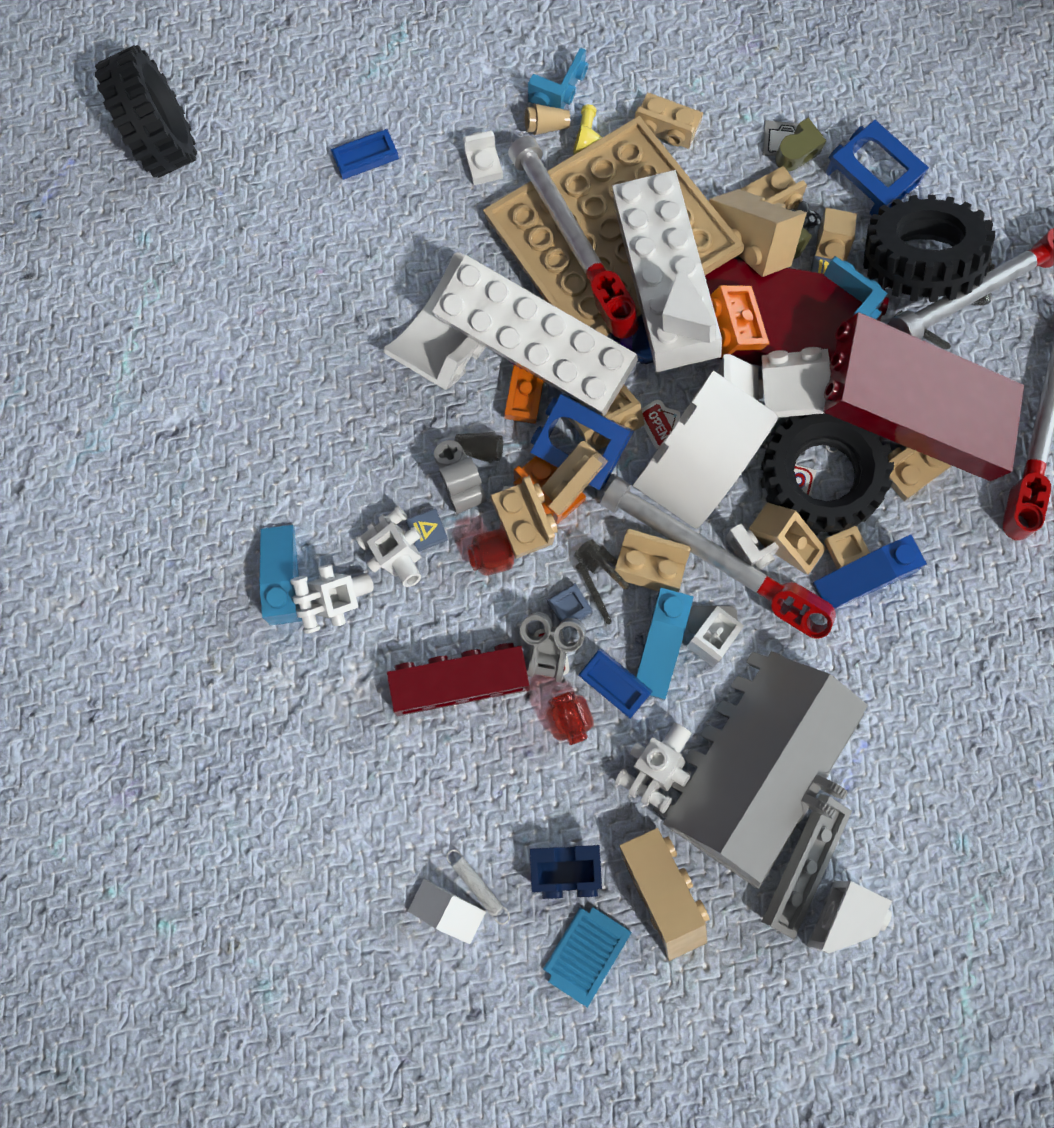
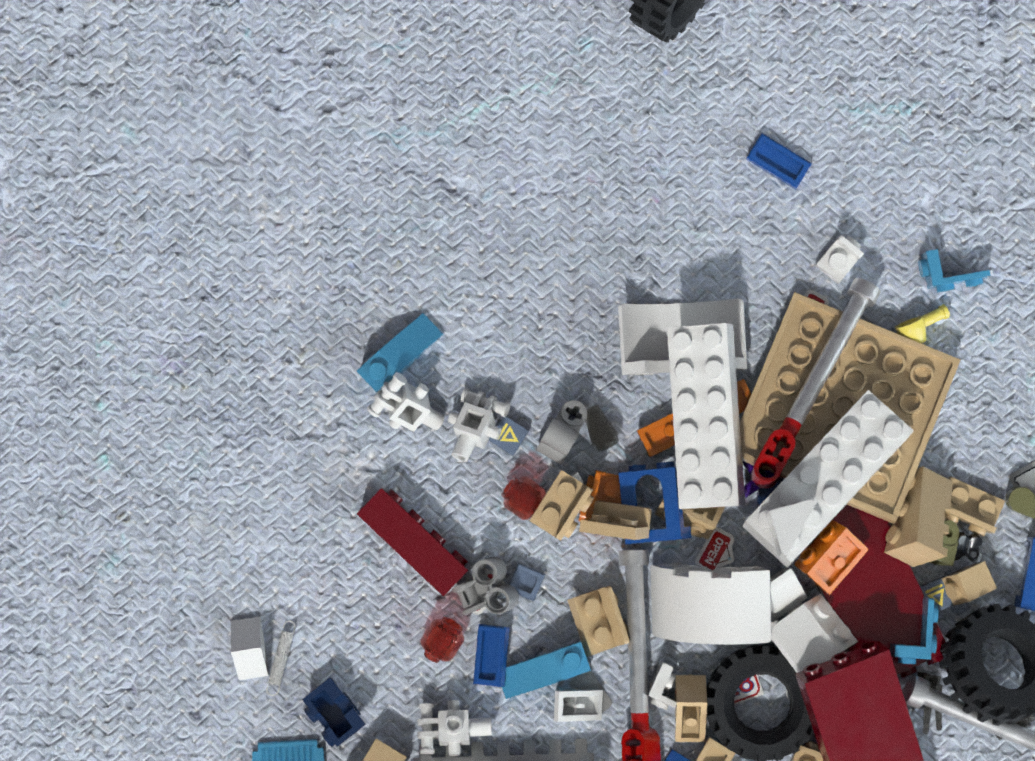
camera: 55 degrees right, 10 degrees up
(546, 119) = (909, 282): tan cone -> none
(593, 559) = (572, 573): clear smoke plant -> none
(670, 120) = (981, 381): tan bracket -> none

